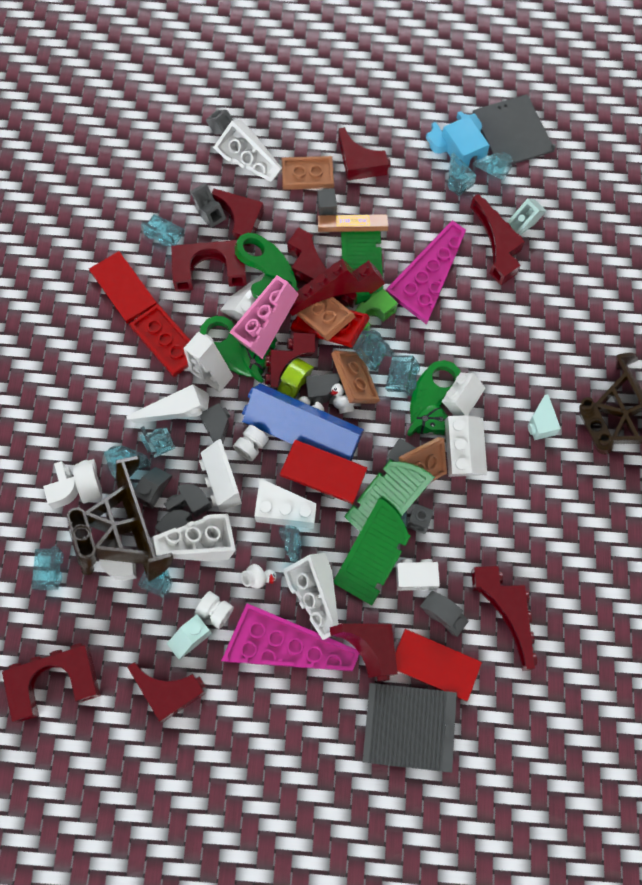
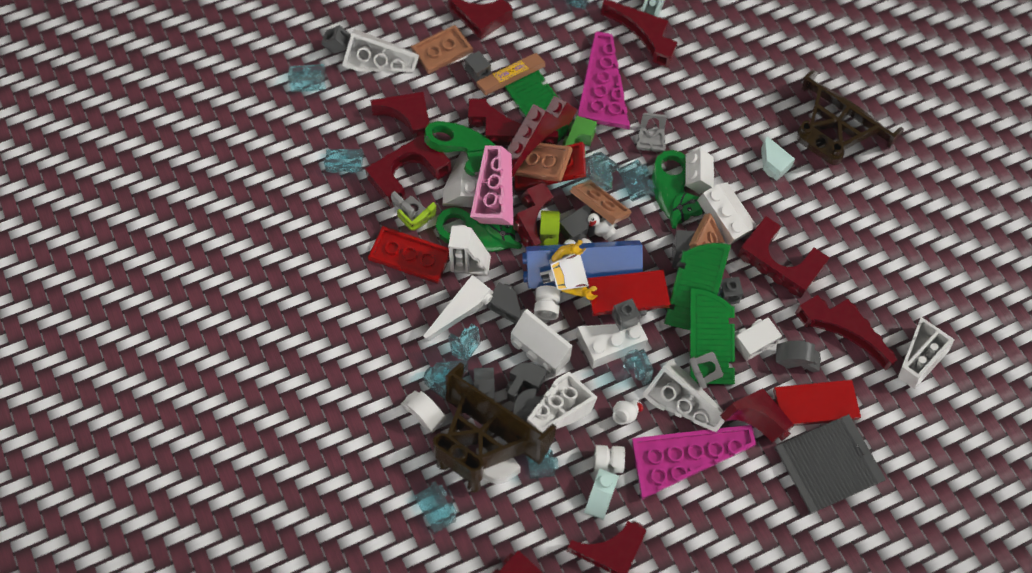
camera: 30 degrees left, 5 degrees down
(63, 491) = (406, 432): white brick -> none
(122, 287) = (339, 227): red tile -> none
(177, 144) = (307, 77): none -> clear light blue bracket
(190, 294) = (405, 206): none -> light grey piece
(192, 313) = (420, 220): none -> lime piece
(206, 205) = (372, 120): dark grey brick -> none
(279, 426) = (569, 271): none -> torso
(303, 490) = (625, 314): none -> dark grey brick
(338, 572) = (713, 376): none -> light grey piece
(436, 342) = (648, 141): none -> light grey piece
(490, 540) = (795, 278): none -> dark red arch
(566, 676) = (924, 353): none -> white wedge

